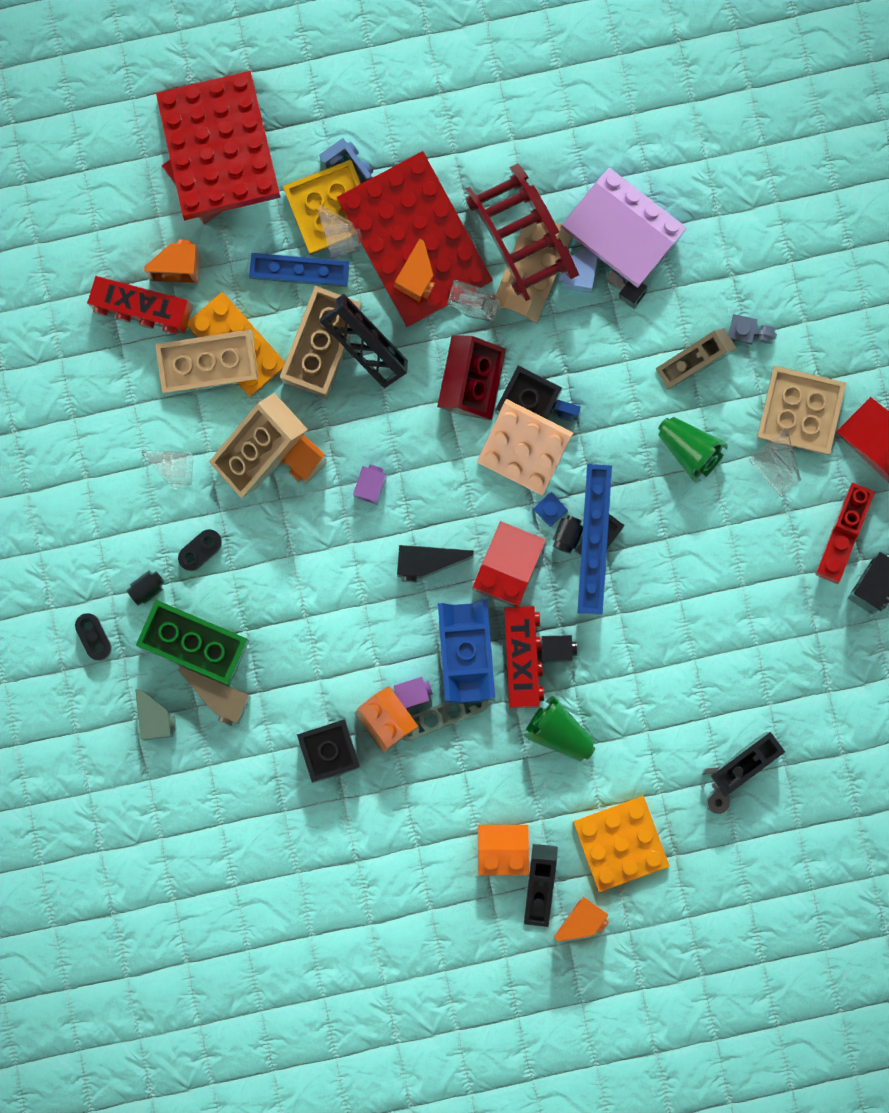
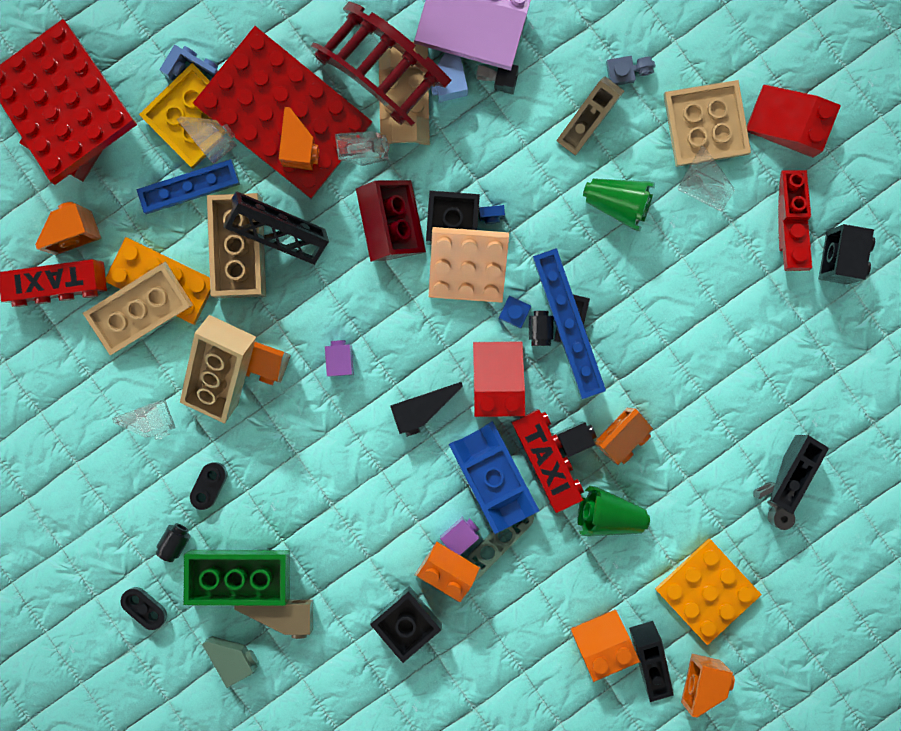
camera: 30 degrees left, 5 degrees up
(602, 664) = (624, 435): none -> orange slope

